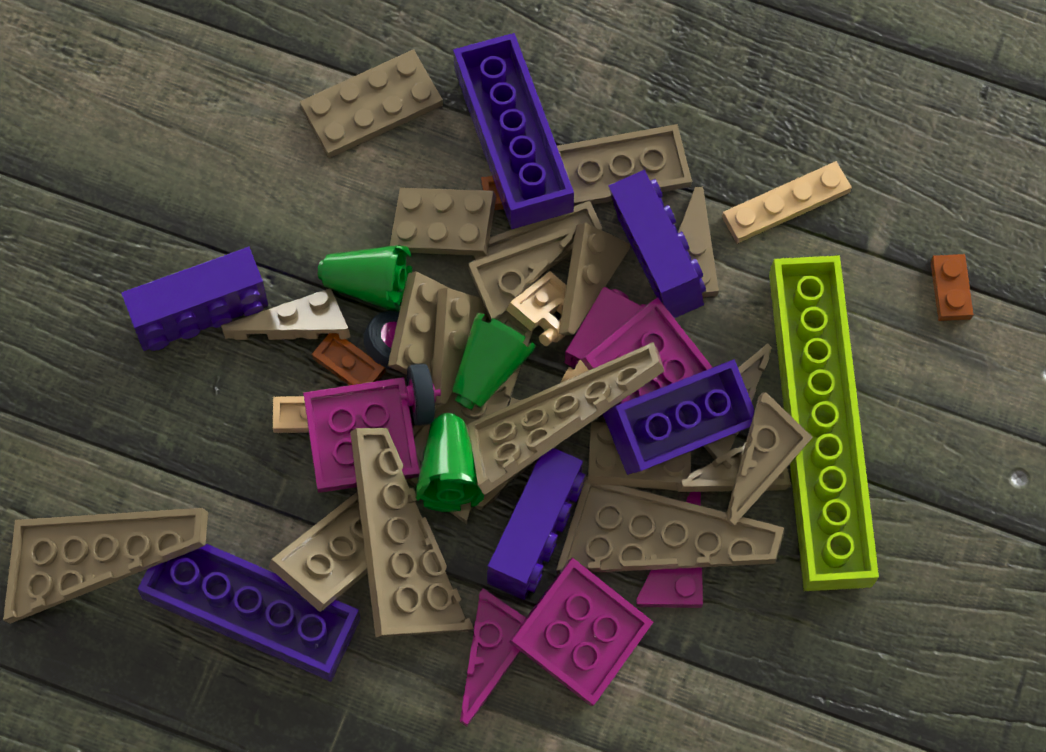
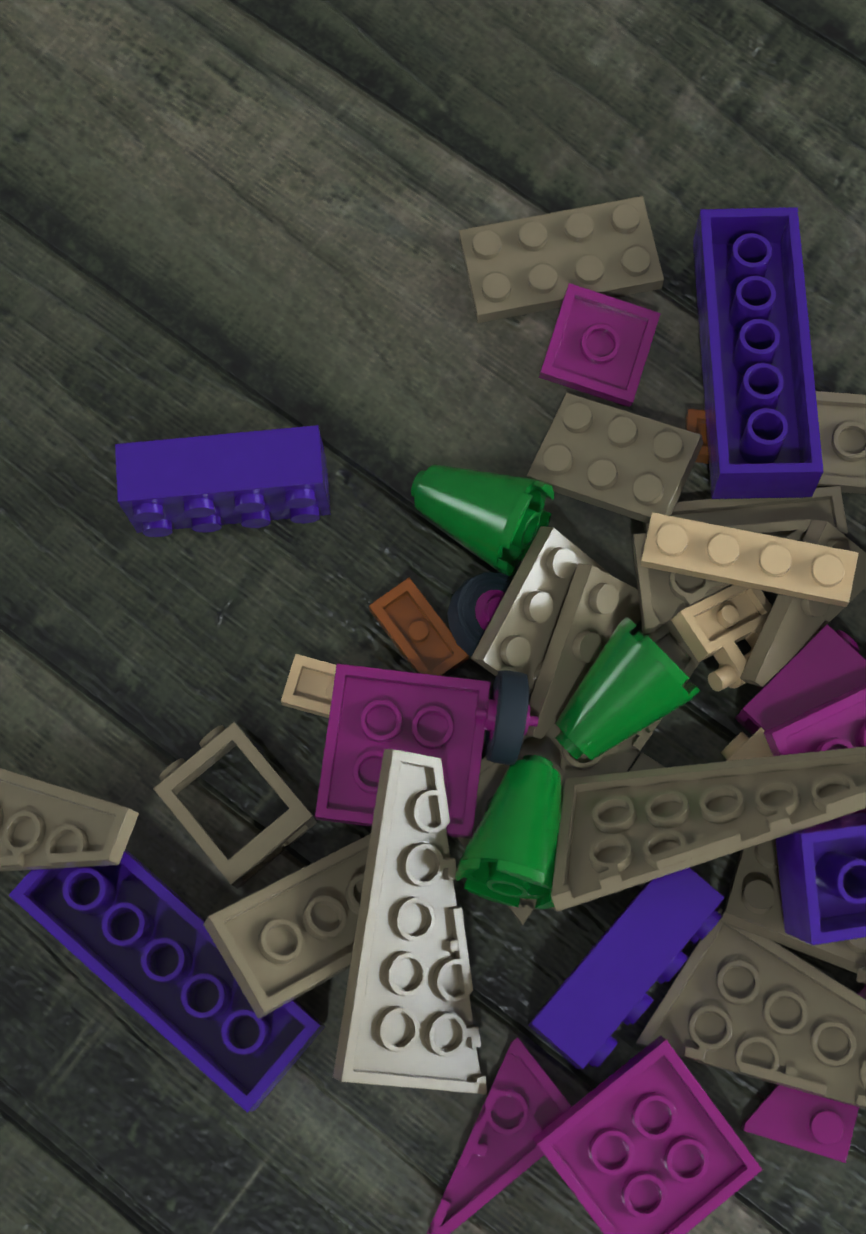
camera: 25 degrees right, 5 degrees up
(288, 521) = (264, 846): none -> dark tan window
(293, 320) = (361, 547): dark tan wing -> none
(412, 152) = (599, 345): none -> magenta plate
(543, 258) = (750, 559): none -> tan plate

